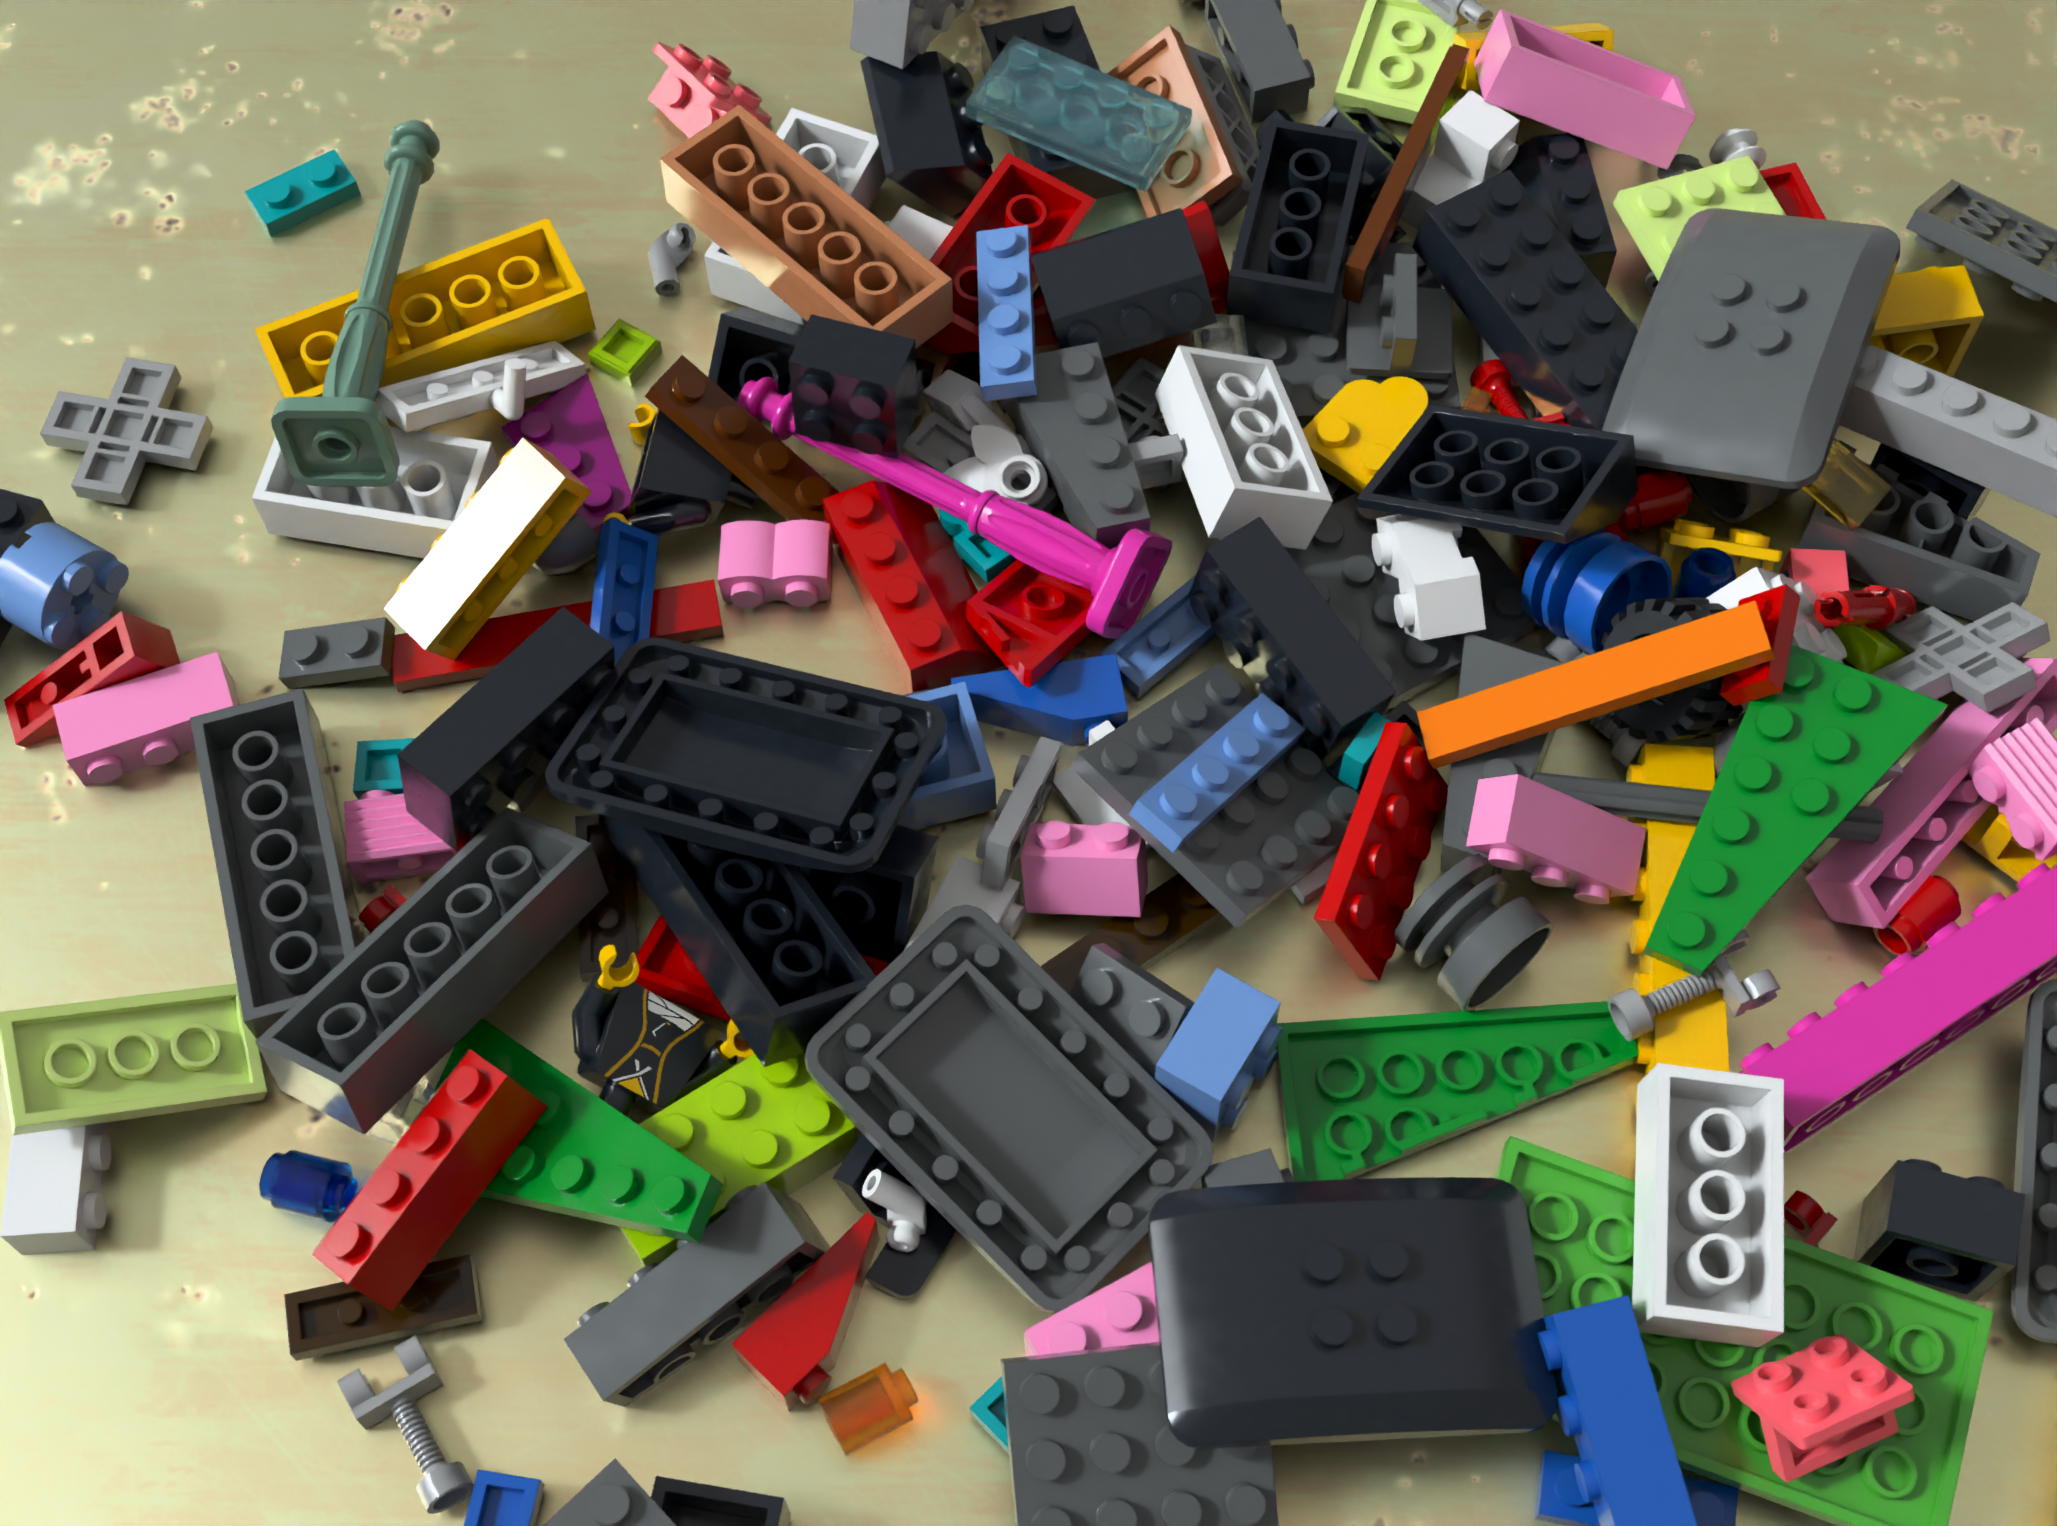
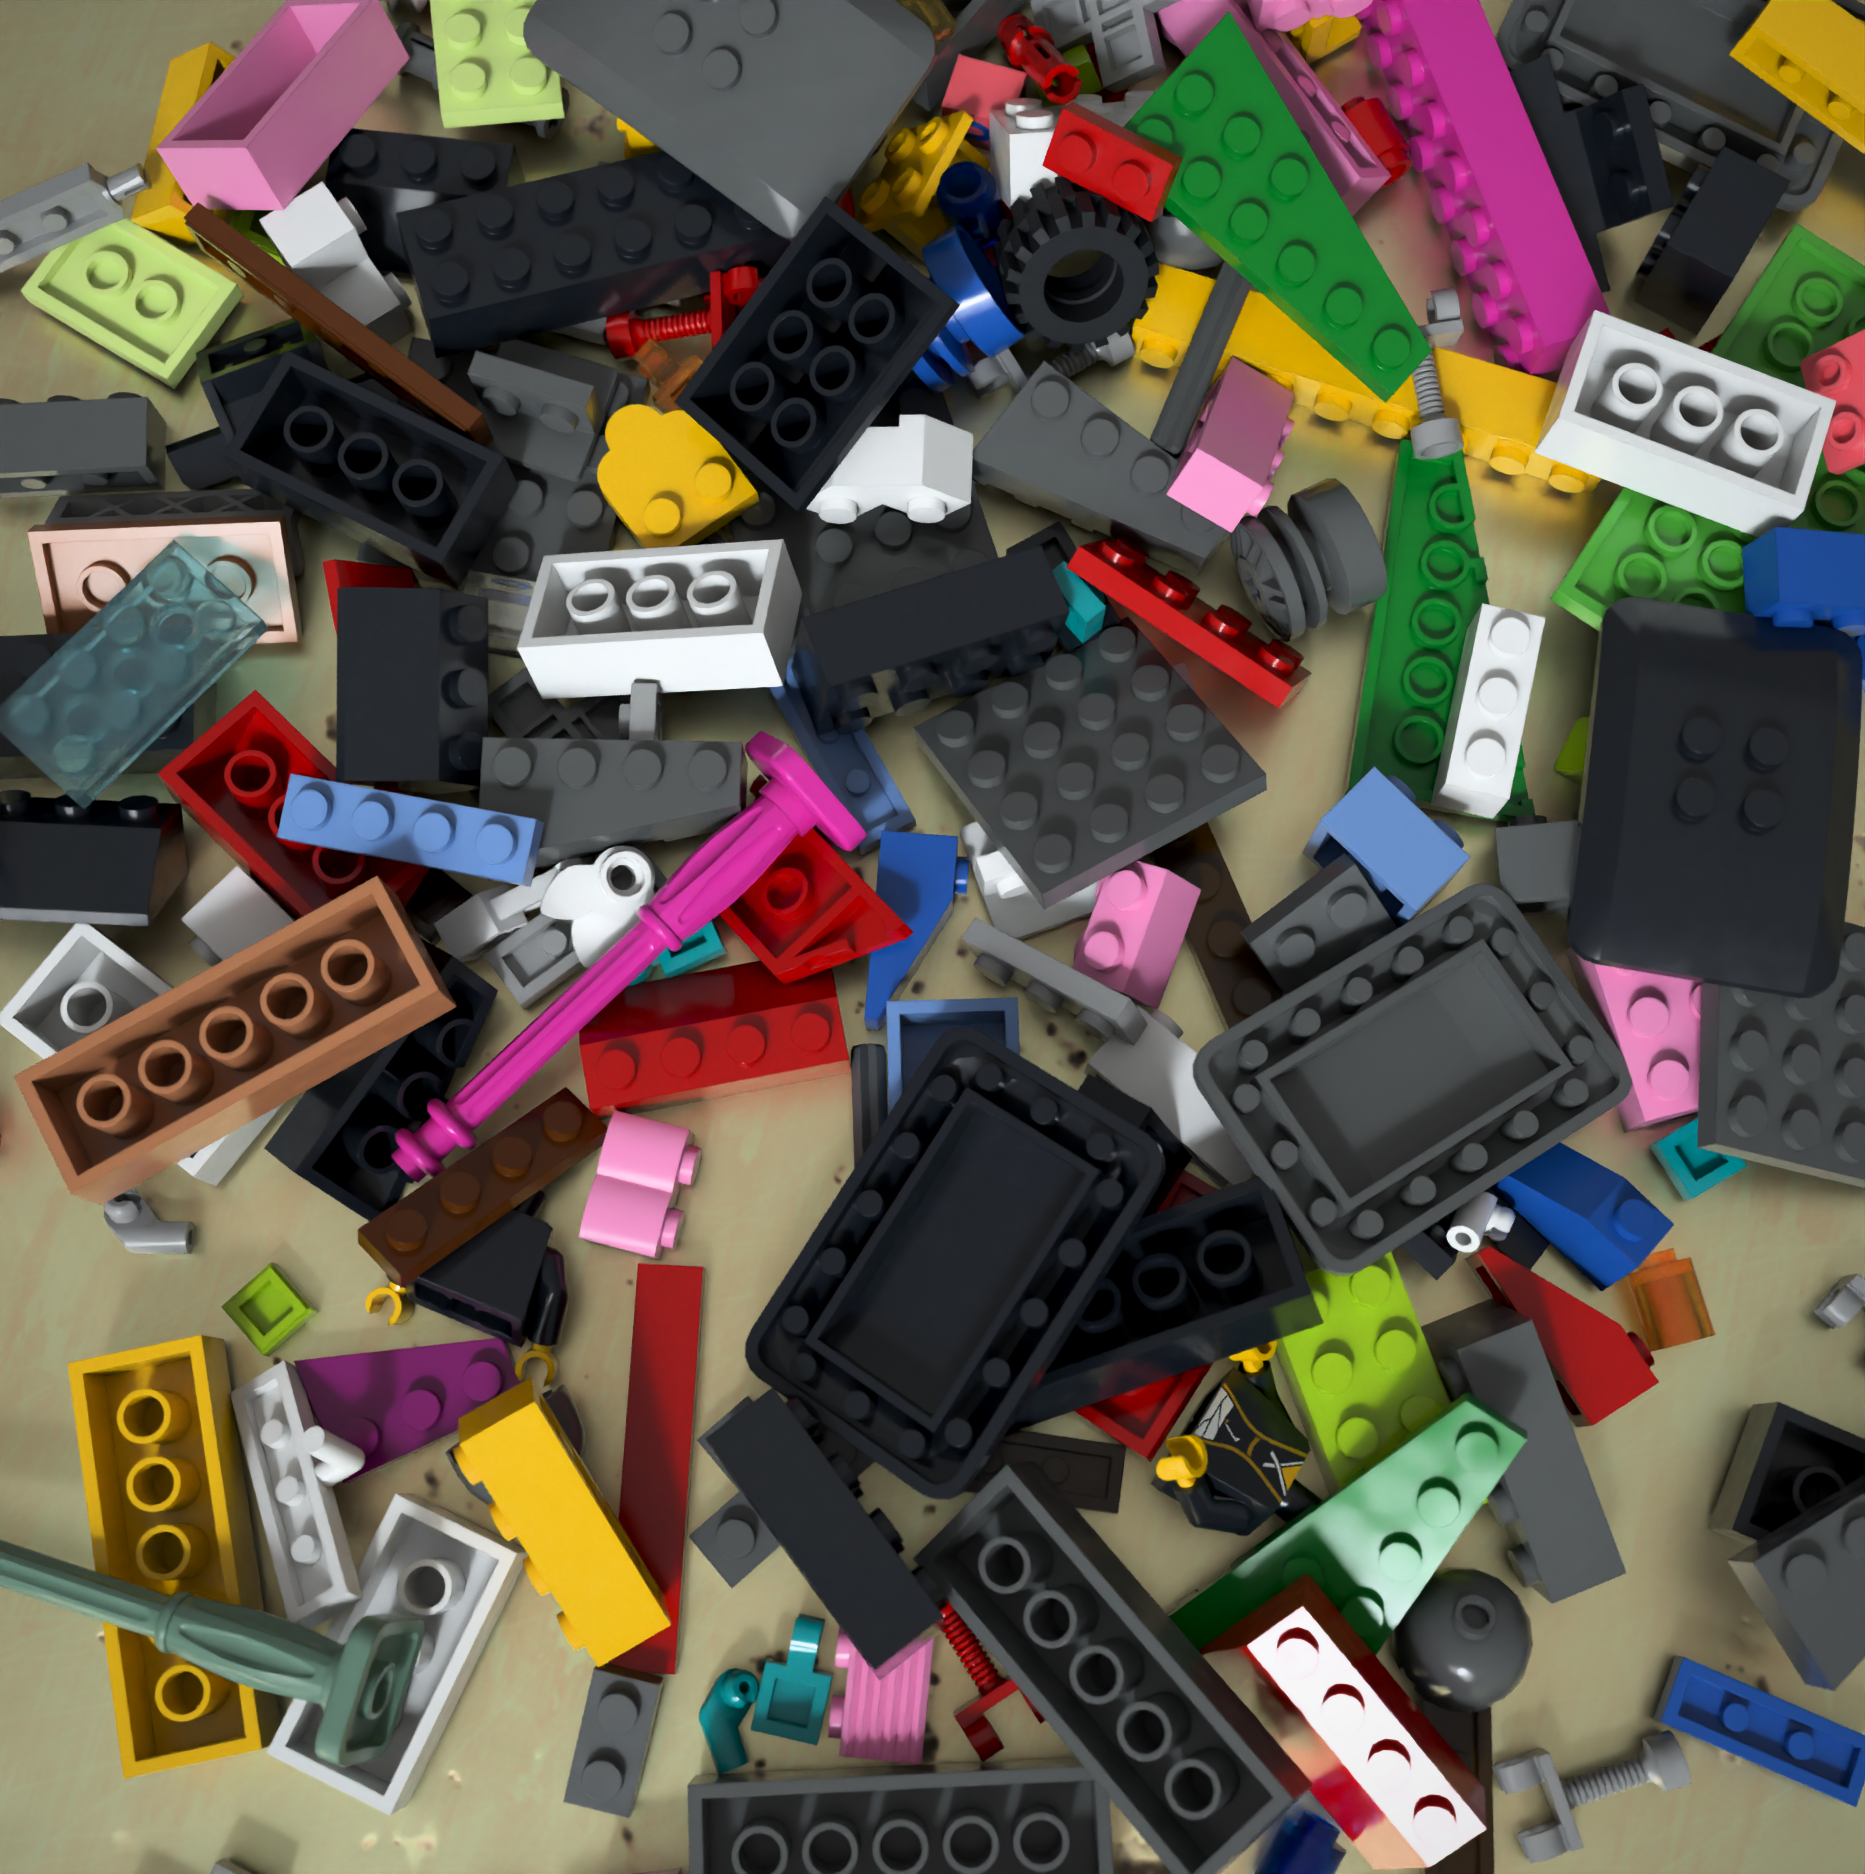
camera: 75 degrees left, 15 degrees up
(364, 725) = (722, 1715): none -> teal arm
(522, 1278) = (1464, 1640): none -> dark grey cylinder
(624, 585) = (651, 1373): blue plate -> none
(854, 386) = (480, 1029): black brick -> none
(932, 1307) = (1586, 1213): none -> blue slope
(1216, 772) = (1088, 757): medium blue plate -> none
(1378, 1112) = (1488, 711): none -> white brick
(1595, 685) = (1105, 339): orange tile -> none
(1955, 1091) = (1598, 155): none -> black plate

